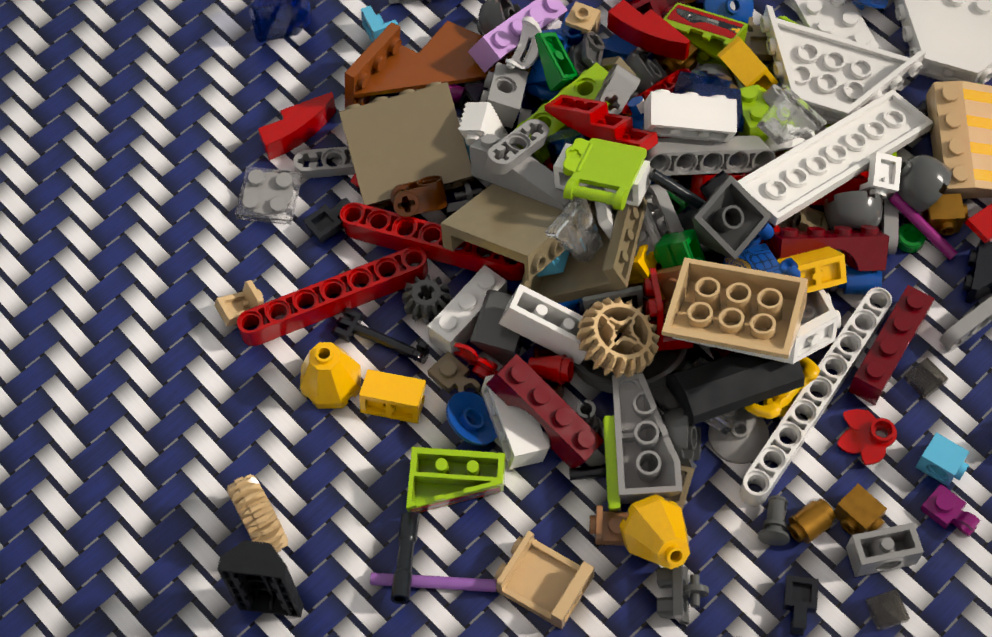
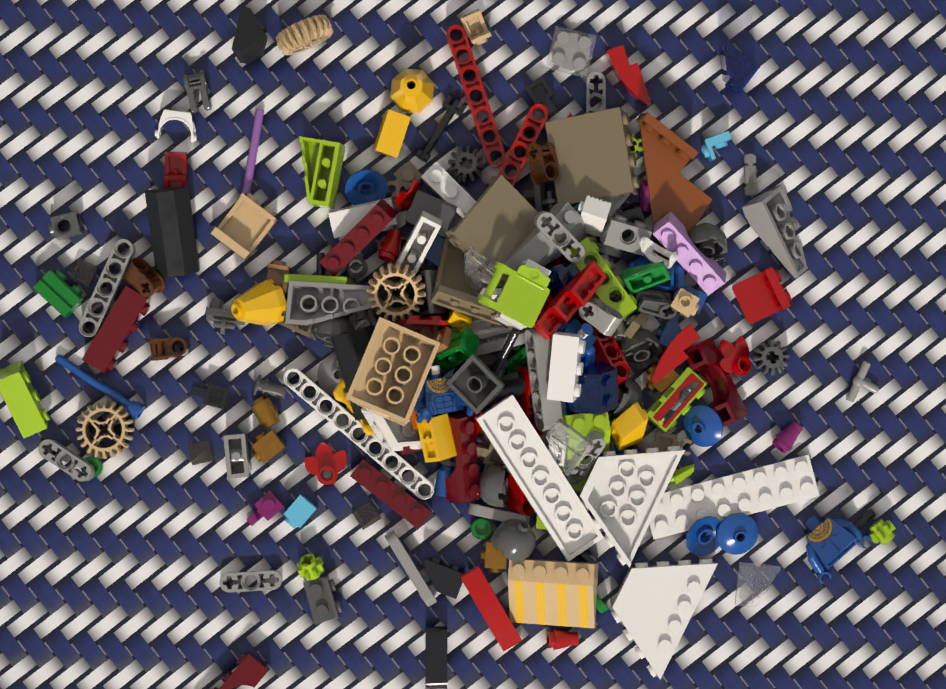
camera: 90 degrees right, 25 degrees up
(402, 576) = (255, 131): black piece -> none
(883, 175) = (518, 509): white bracket -> none
(923, 226) = (480, 540): magenta bar -> none

